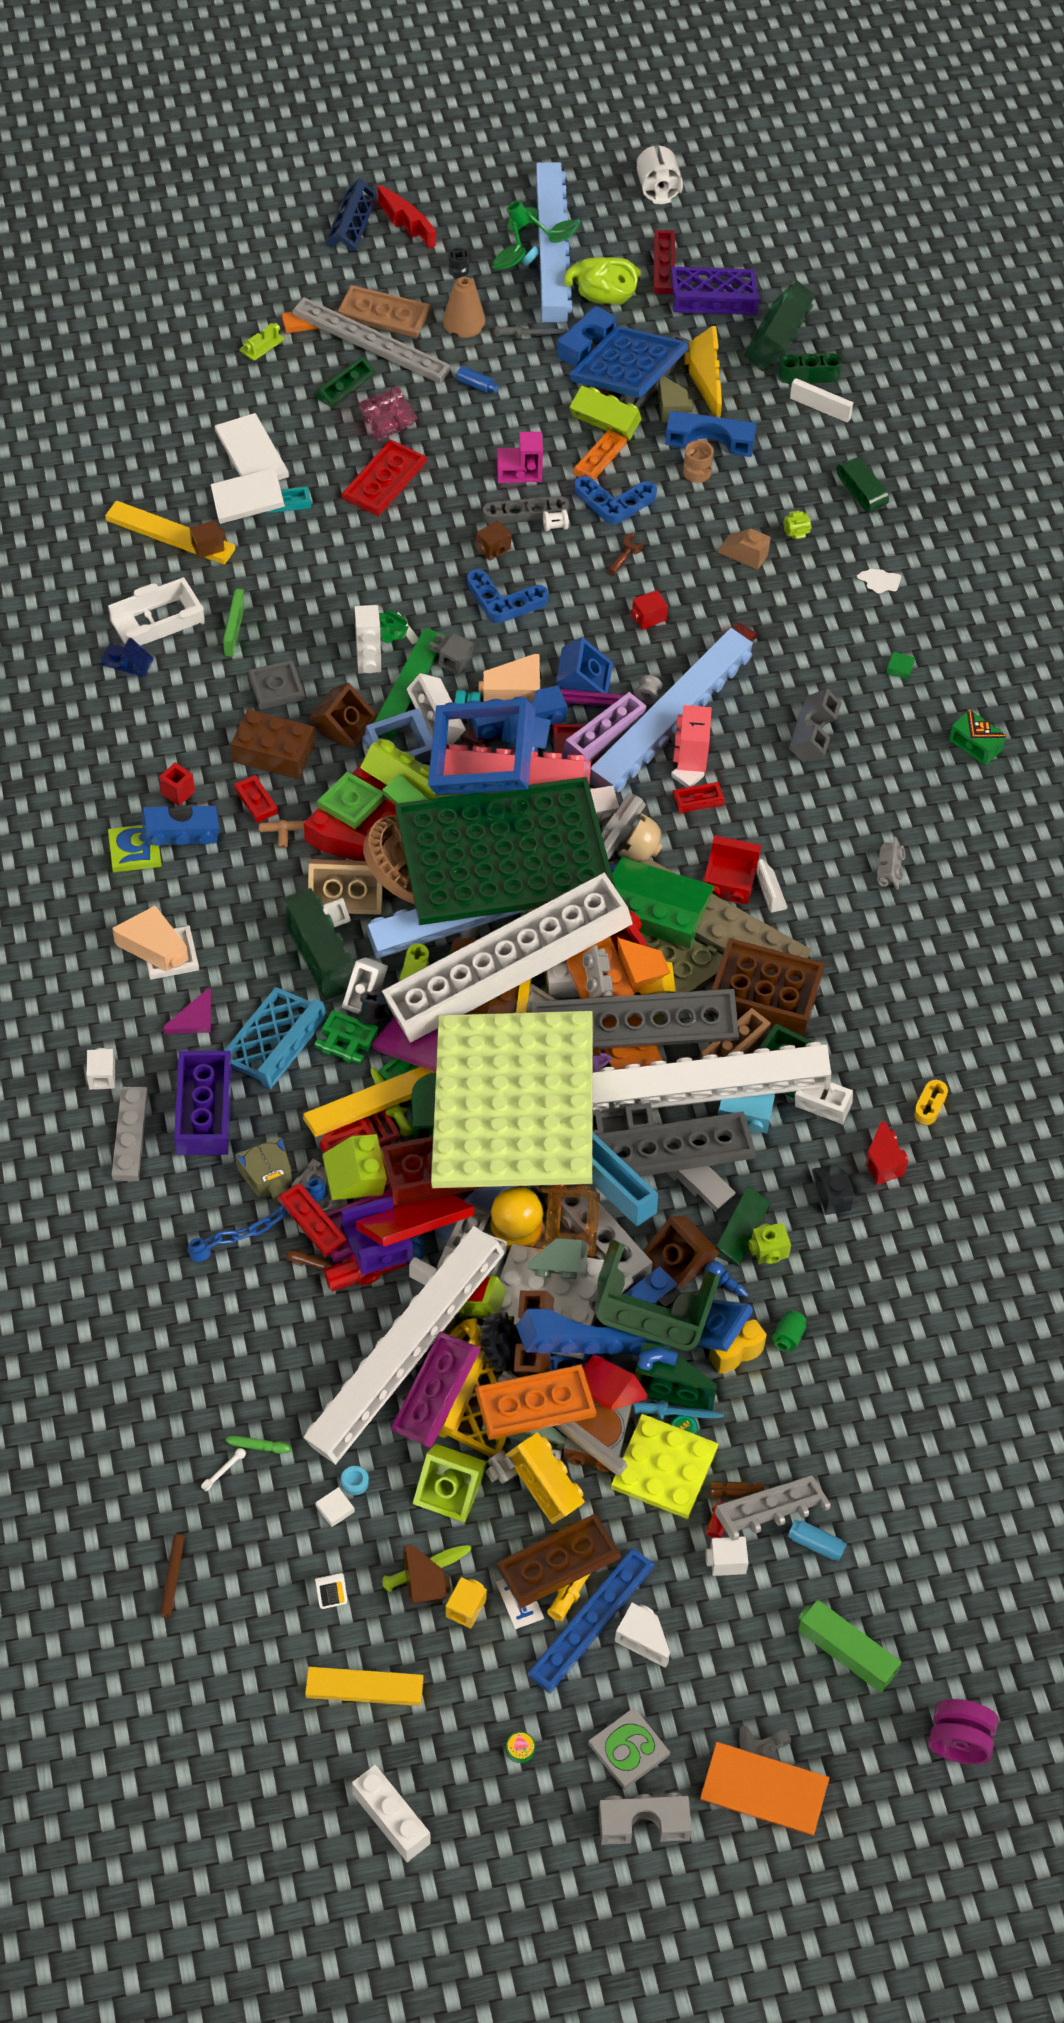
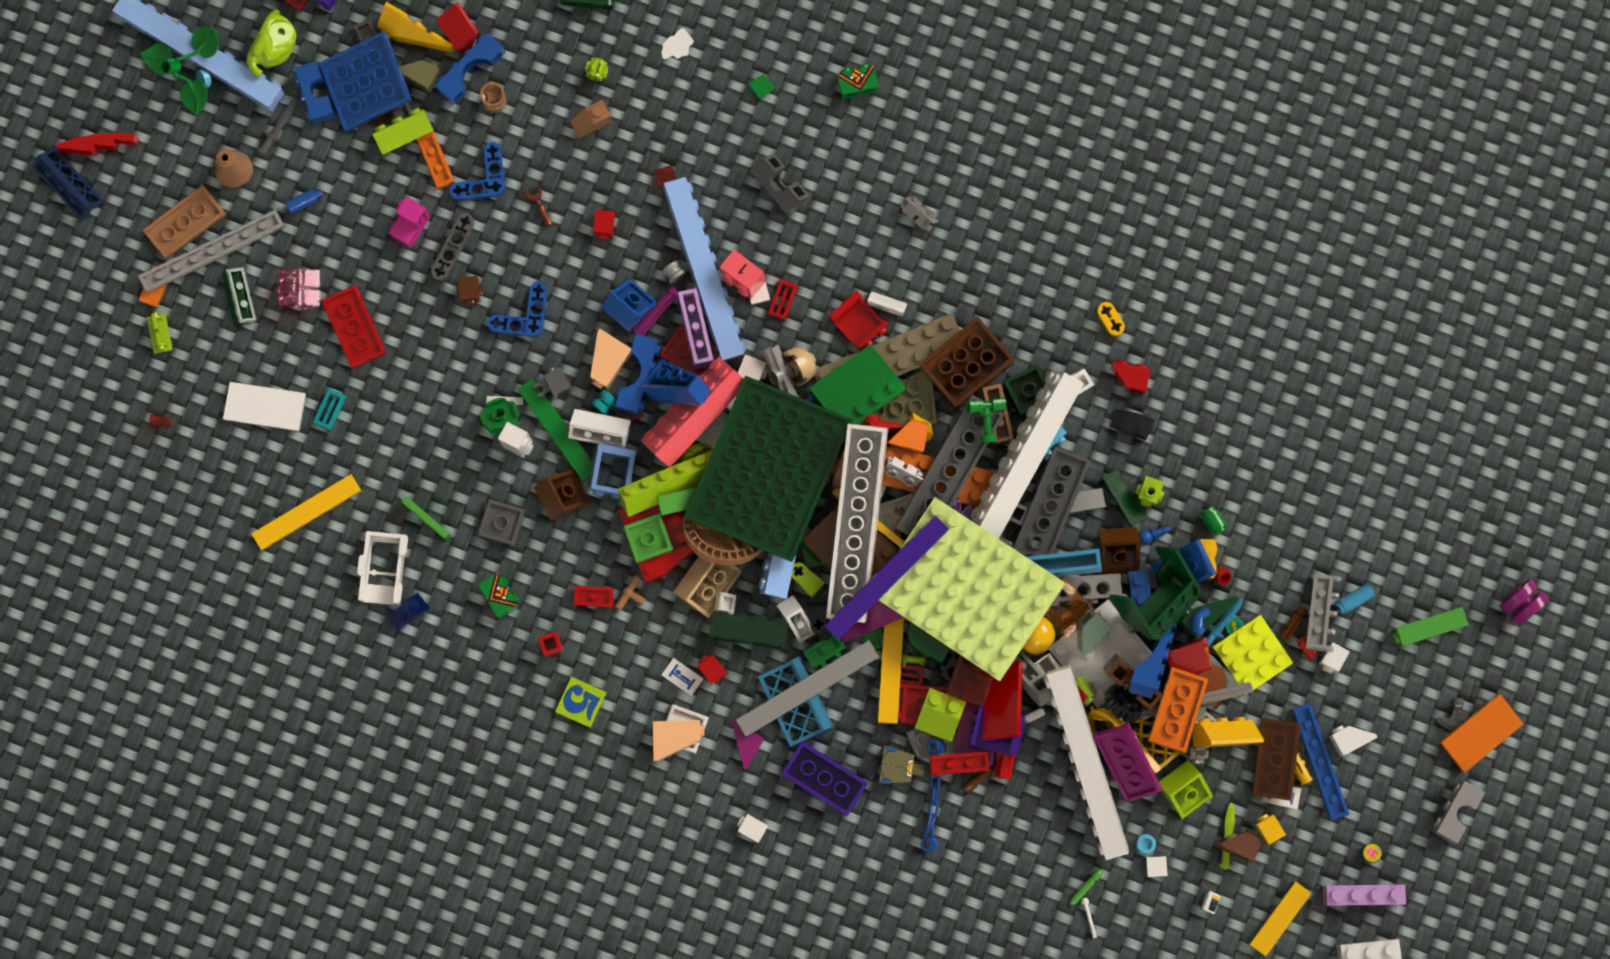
camera: 55 degrees left, 25 degrees up
(129, 1134) = (811, 837): light grey plate -> none
(163, 830) = (583, 678): blue arch -> none
(176, 382) = (160, 421): none -> clear red tile
(197, 719) = (499, 596): none -> brick
(207, 539) = (339, 492): reddish brown brick -> none
(226, 923) = (682, 676): none -> white sticker
(247, 495) = (311, 437): white tile -> none
(252, 939) = (711, 669): none -> red brick
(273, 744) = (556, 557): reddish brown brick -> none
(294, 1027) = (807, 688): none -> light grey tile
(458, 263) = (178, 137): black wheel -> none
(460, 1764) = (1364, 895): none -> lavender brick
(468, 1011) = (886, 577): none -> dark purple tile
(489, 781) = (714, 450): blue window -> none
(548, 517) = (478, 233): white bush -> none
(629, 1748) = (1410, 792): light grey tile -> none
(726, 1009) = (986, 409): none -> green bar
(727, 1382) = (1222, 576): none -> red plate
(738, 396) = (458, 27): none -> red slope

